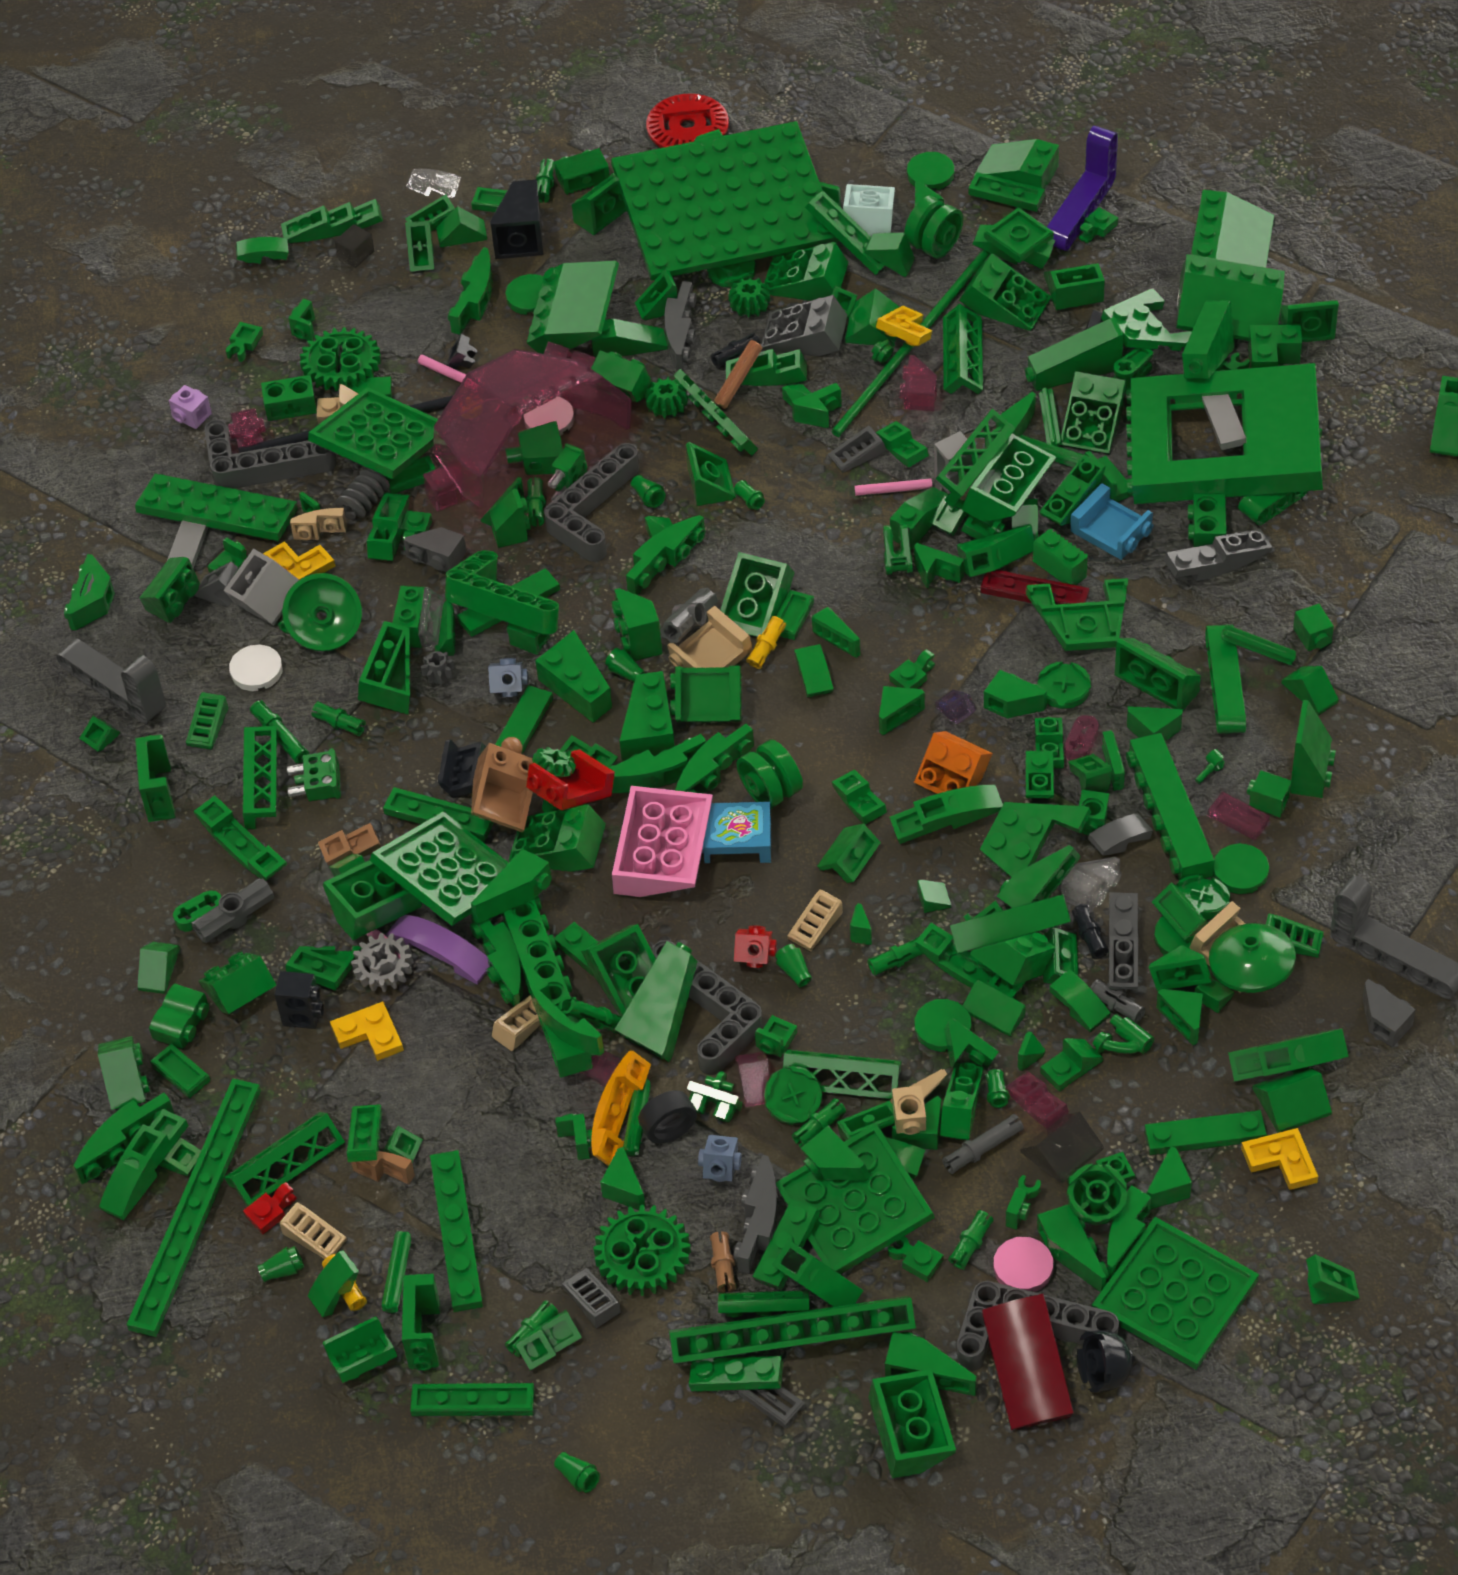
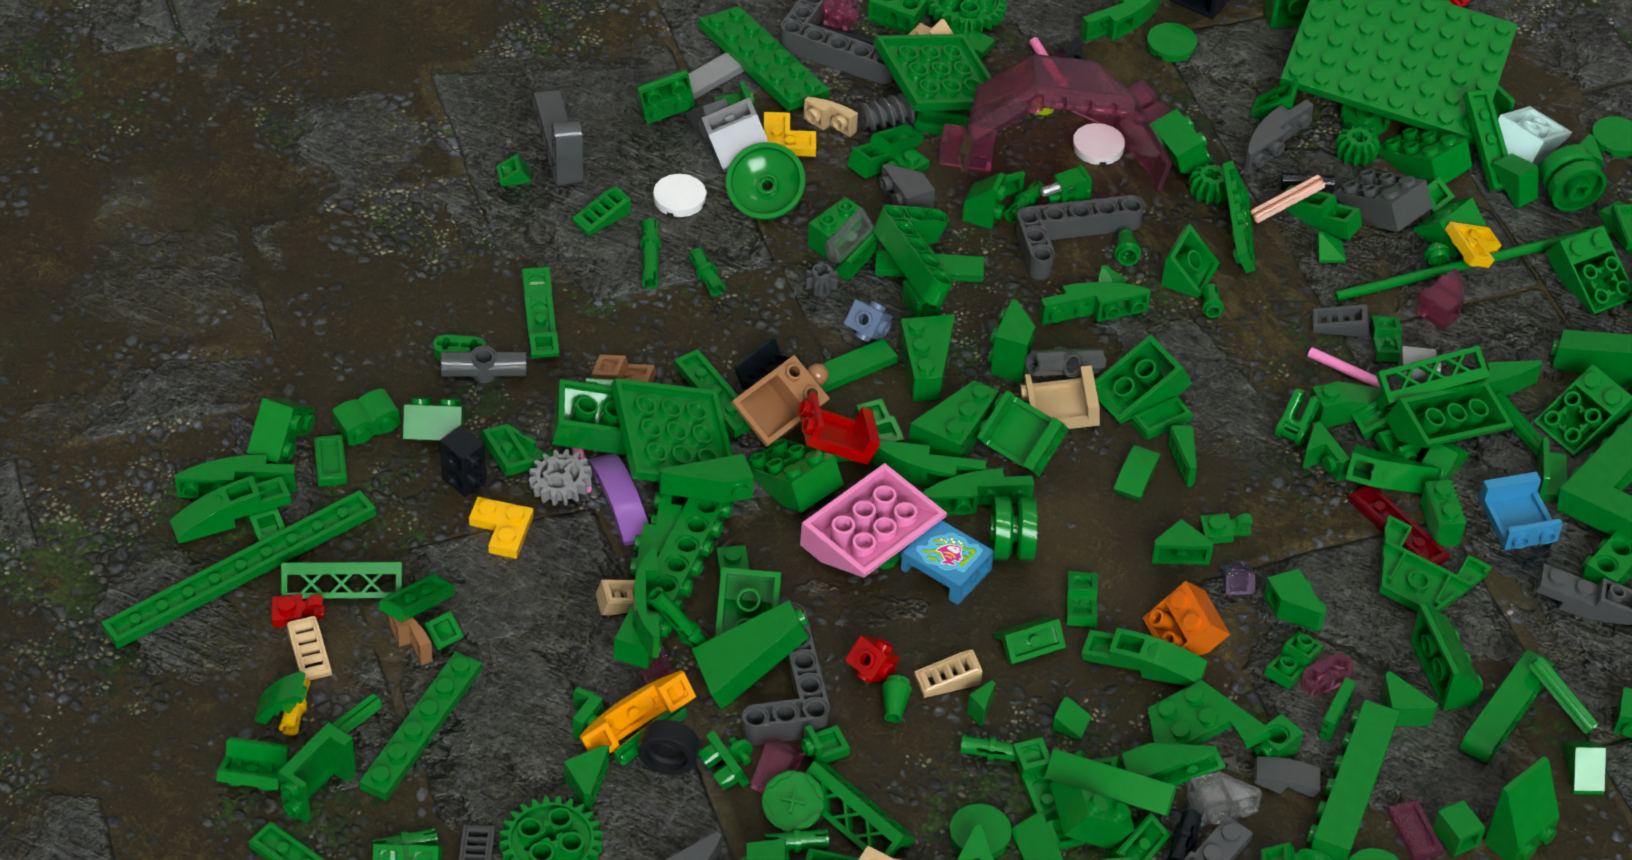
camera: 30 degrees right, 5 degrees down
(90, 595) = (601, 66): green slope -> none
(155, 793) = (518, 213): green panel -> none
(156, 966) = (388, 368): green slope -> none
(252, 752) = (595, 270): green fence -> none
(282, 1264) = (262, 658): green cone -> none
(308, 503) = (838, 95): green slope -> none
(320, 776) = (649, 305): green piece -> none
(387, 670) = (777, 256): green wedge -> none
(537, 449) = (1062, 156): green torso -> none
(555, 761) = (844, 412): green gear -> none
(572, 304) = (1191, 63): green slope -> none
(623, 664) = (976, 367): green cone -> none
(628, 338) = (1217, 117): green slope -> none
(720, 1158) = (682, 810): sand blue brick -> none
(766, 642) = (1115, 424): yellow pin -> none
(815, 407) = (1334, 262): green slope -> none
(955, 349) = (1511, 286): green fence -> none
(1039, 774) = (1255, 678): green slope -> none
(1050, 417) = (1544, 393): green axle -> none
(1065, 684) = (1353, 621): green tile -> none
(1073, 490) = (1505, 461): green slope -> none
(1092, 773) = (1306, 708): green slope -> none
(1215, 762) = (1435, 771): green hand -> none

